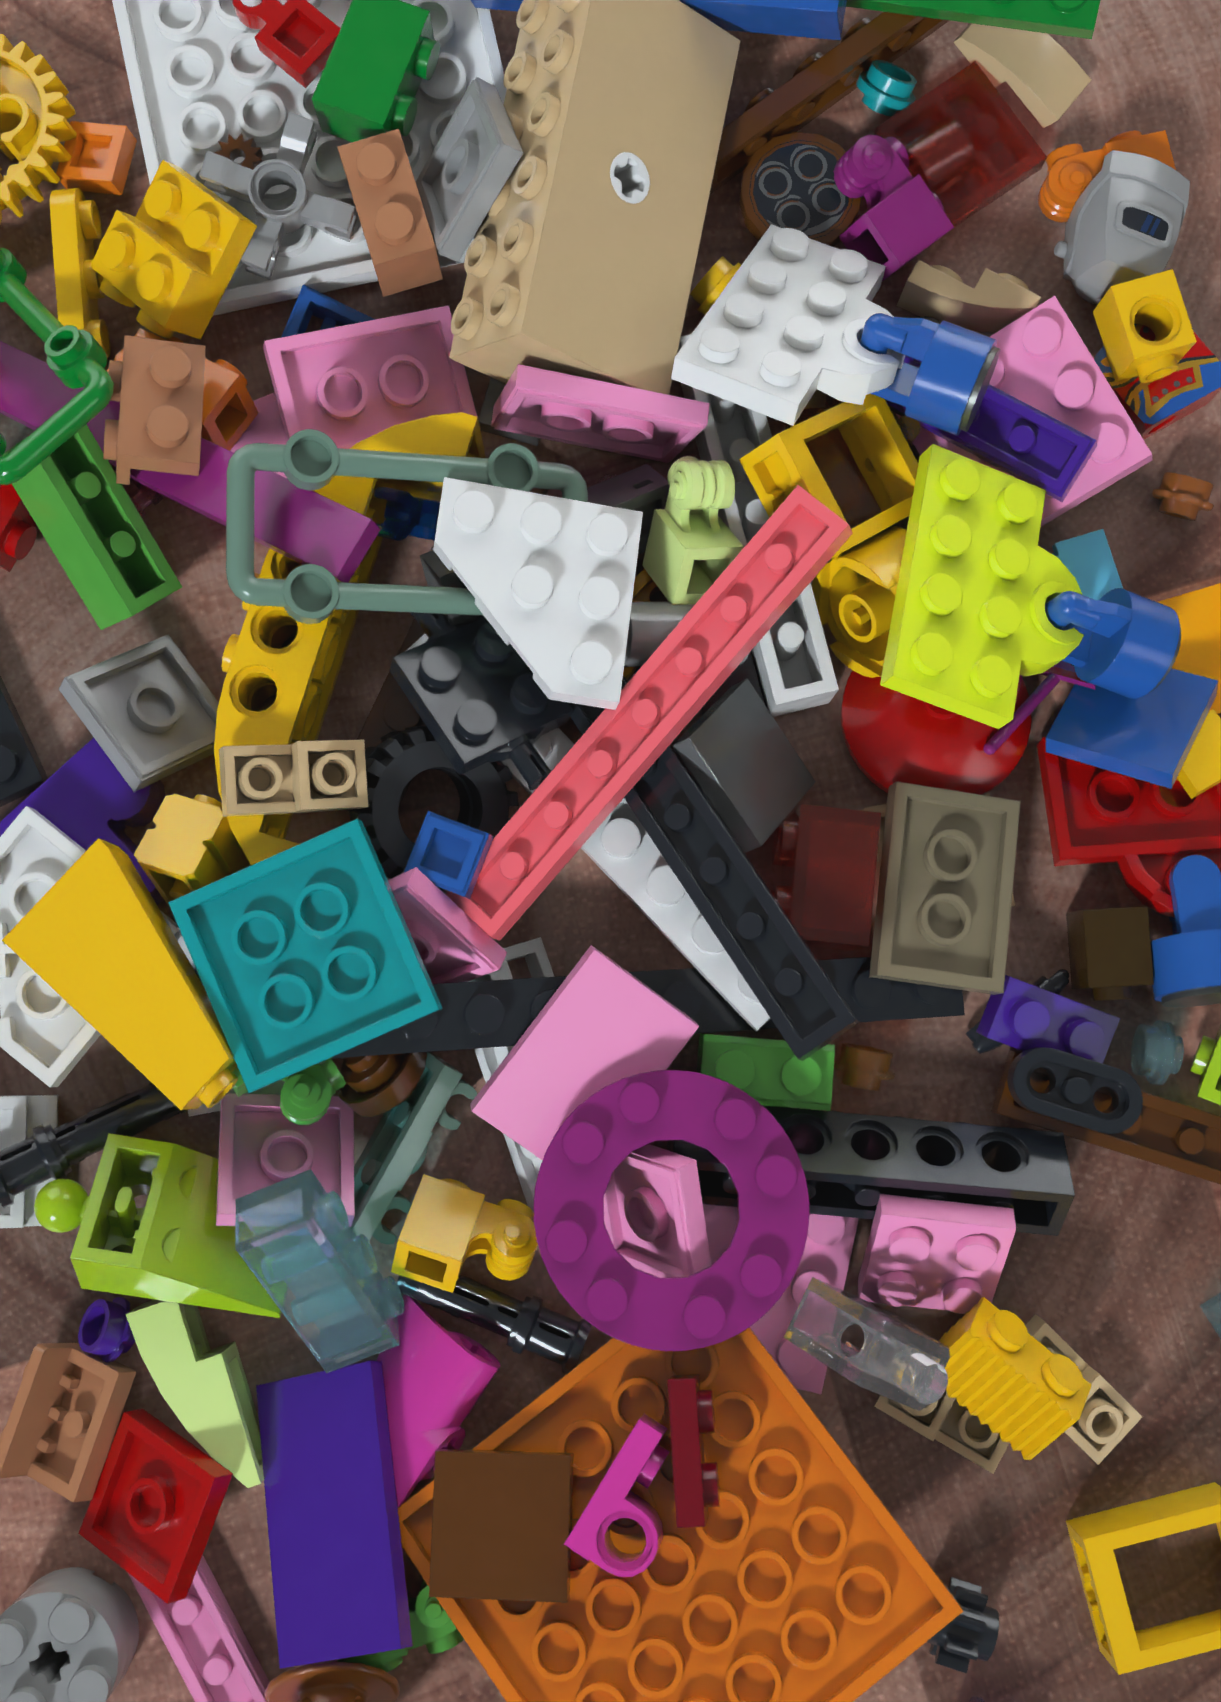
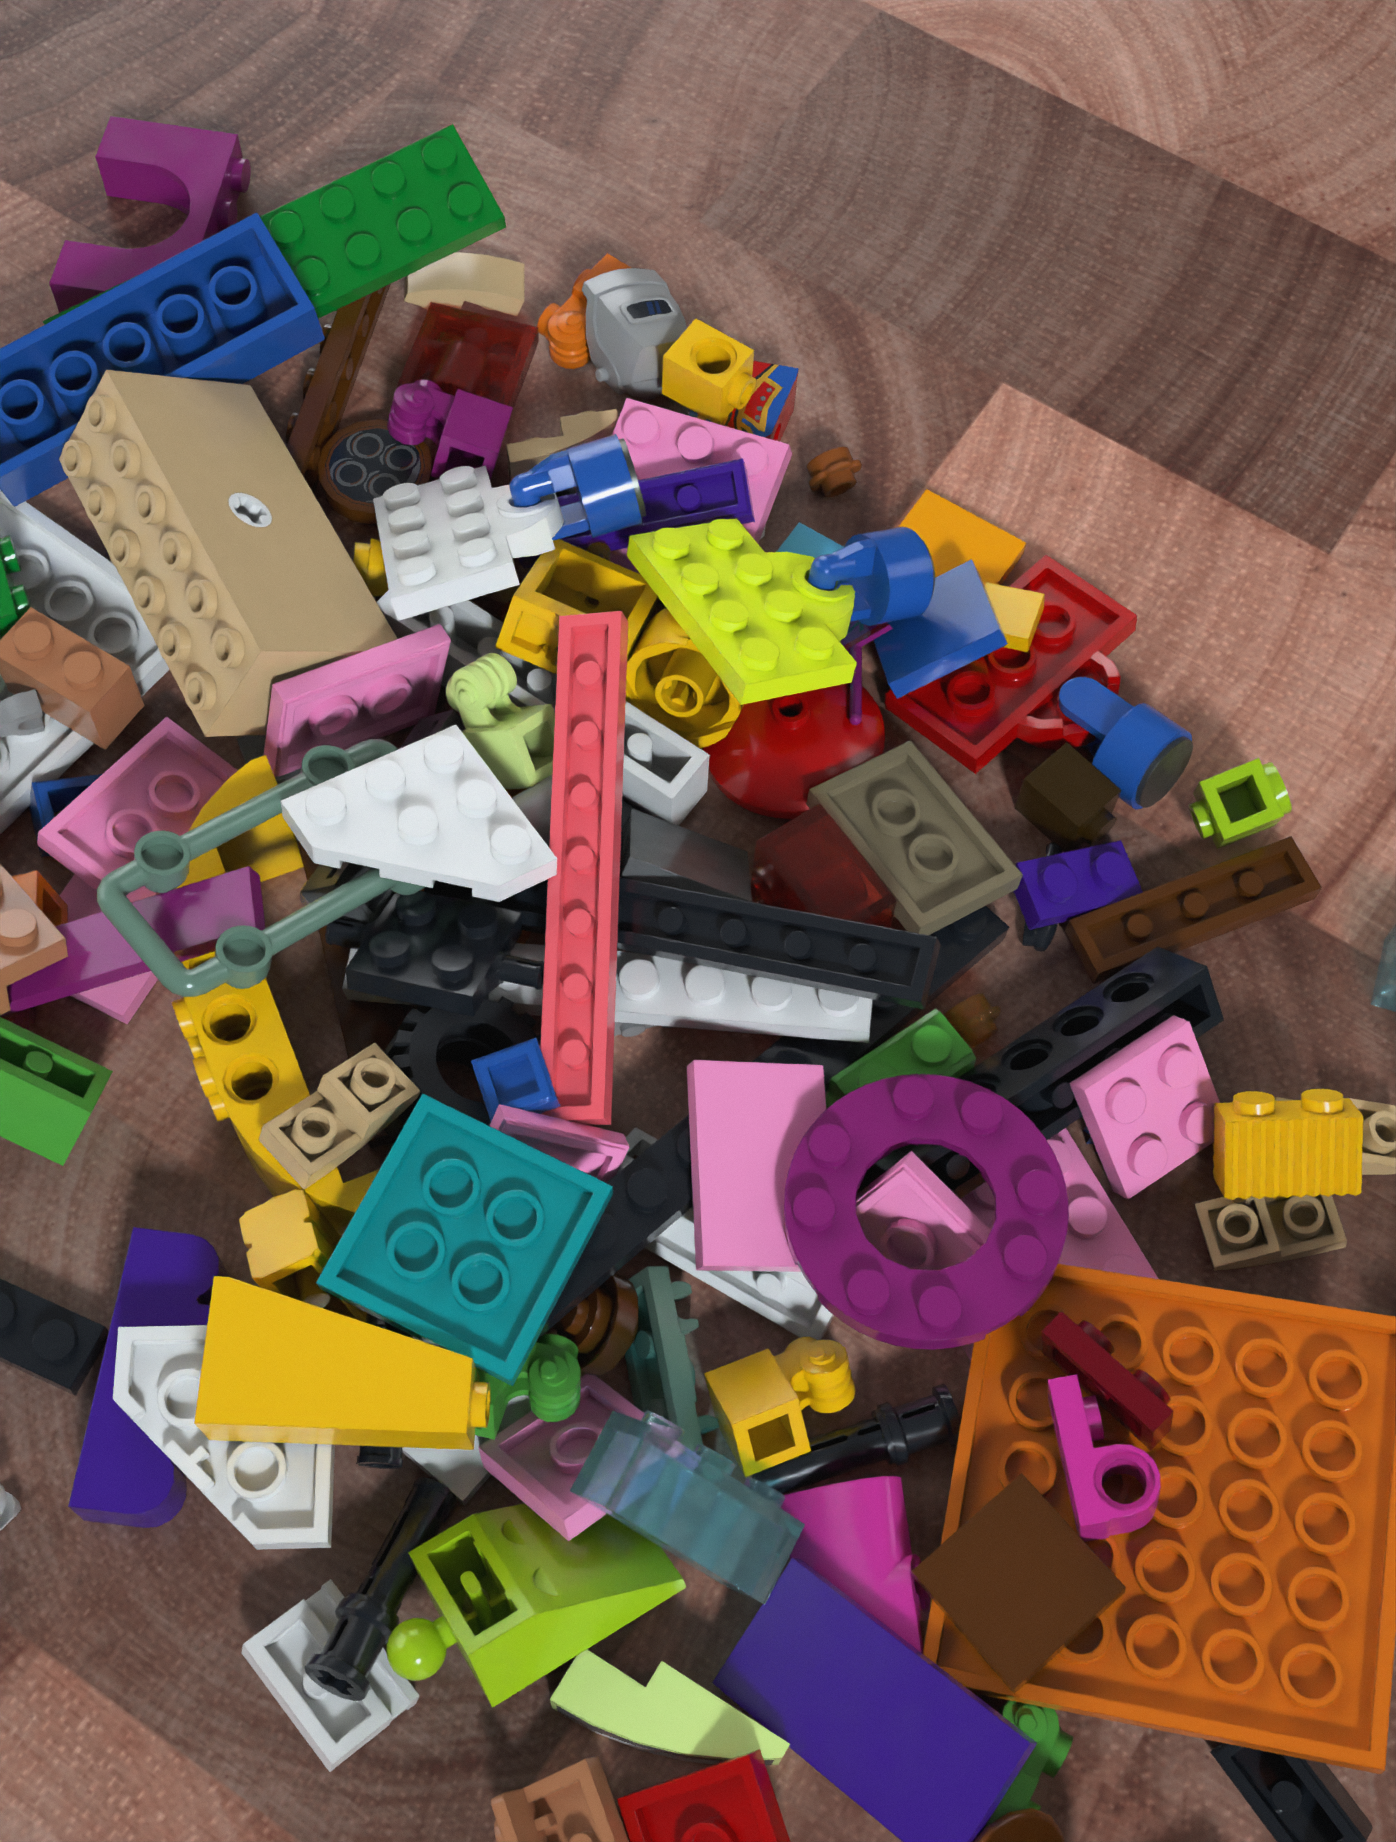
camera: 40 degrees left, 20 degrees down
(106, 1329) = (541, 1742): dark purple plate -> none
(146, 711) = (161, 1191): light grey tile -> none
(407, 515) = (279, 870): plate -> none
(468, 168) = (113, 593): light grey tile -> none
(886, 87) = (380, 361): teal plate -> none
(895, 1356) = (1197, 1199): clear torso -> none
(1072, 1090) = (1132, 907): black plate -> none
(1156, 1052) = (1168, 844): clear light blue plate -> none

